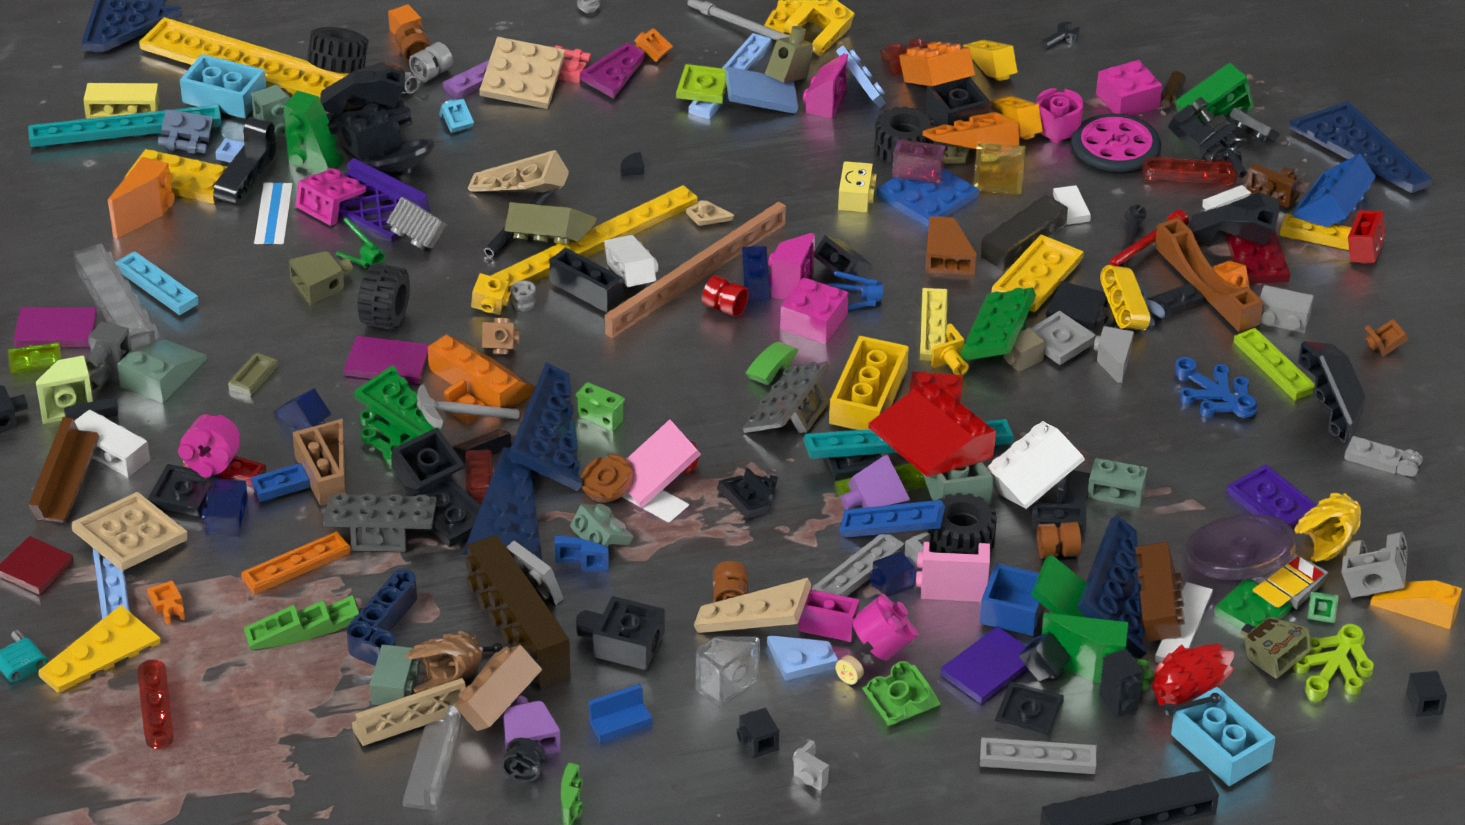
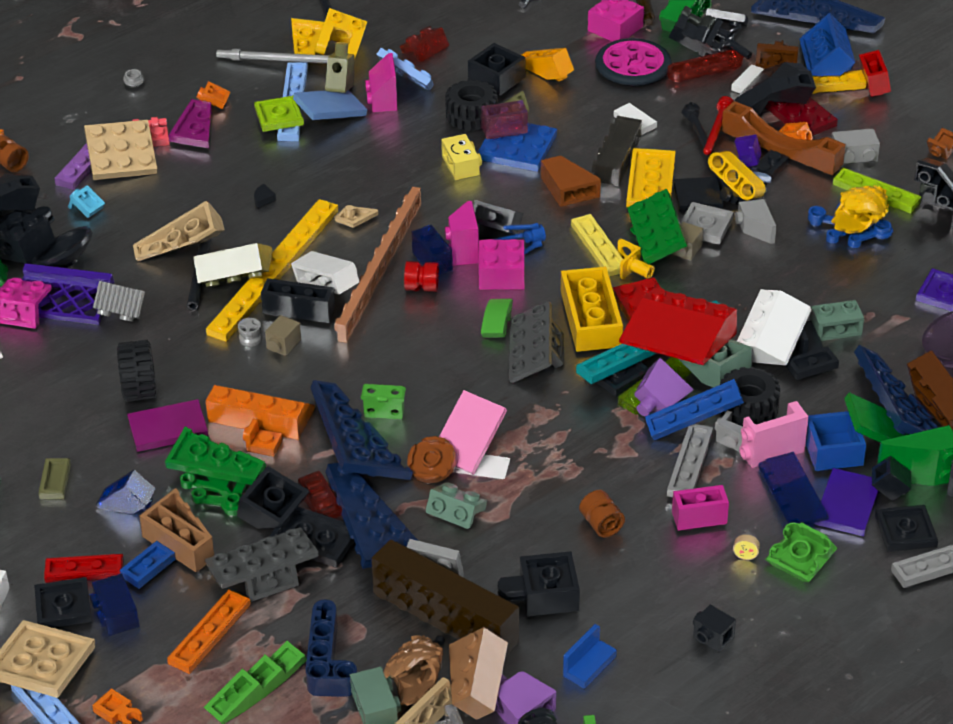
camera: 25 degrees left, 0 degrees up
(210, 444) = (72, 552): dark pink brick -> none
(318, 275) = (57, 373): olive torso -> none
(369, 251) = (90, 338): green plant -> none
(429, 409) = (249, 452): light grey piece -> none
(431, 61) = (35, 162): light grey wheel -> none
(490, 294) = (224, 339): yellow brick -> none
(492, 441) = (308, 463): black slope -> none
(493, 329) = (249, 373): medium nougat brick -> none
(551, 309) = (283, 335): none -> dark tan brick
(576, 550) = (463, 529): blue slope -> none
(726, 667) = (652, 583): clear slope -> none
(749, 493) = (555, 430): black slope -> none
(757, 609) = (646, 521): tan wing -> none
(801, 656) = (696, 551): light blue wing -> none
(809, 768) = (777, 642): light grey bracket -> none
(884, 627) = (756, 500): dark pink brick -> none
(893, 574) = (722, 455): clear blue brick -> none
(936, 64) = (461, 41): orange brick -> none
(940, 633) = (792, 489): none -> clear blue windscreen
(982, 128) = (533, 82): orange wedge -> none
(993, 58) = (494, 25): yellow slope -> none
(999, 168) = (564, 107): clear yellow slope -> none
(1059, 113) = (582, 50): dark pink brick -> none
(1059, 540) = (829, 381): dark orange wheel -> none
(1163, 276) = (748, 149): none -> dark purple panel
(1224, 374) = (860, 209): none -> yellow head

